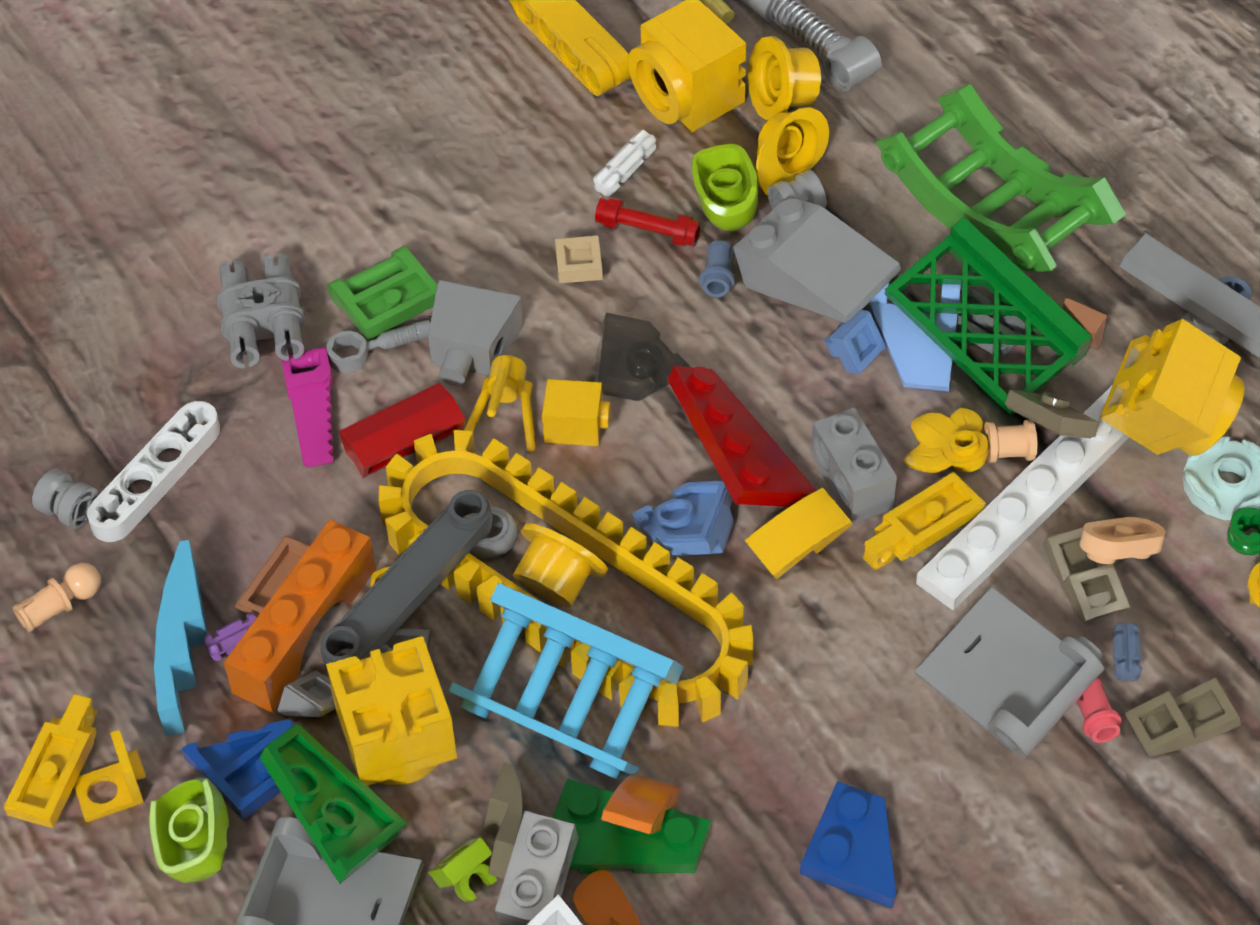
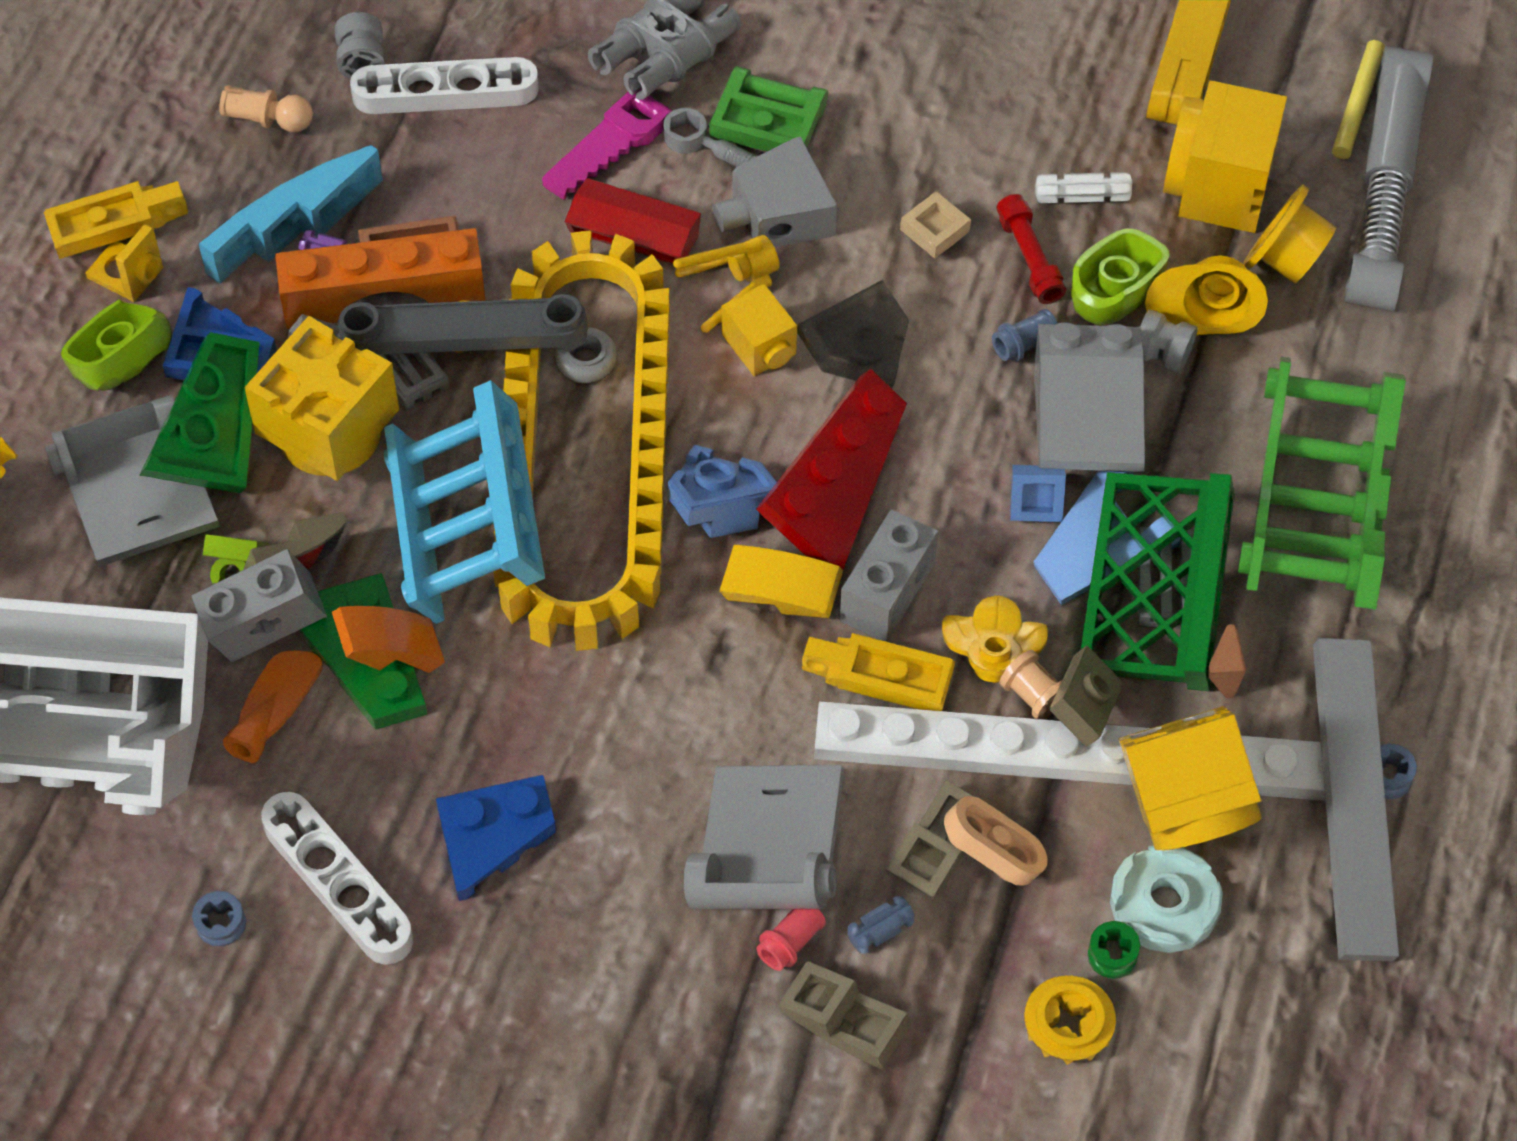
camera: 50 degrees right, 5 degrees up
(555, 565) = (576, 420): yellow piece -> none

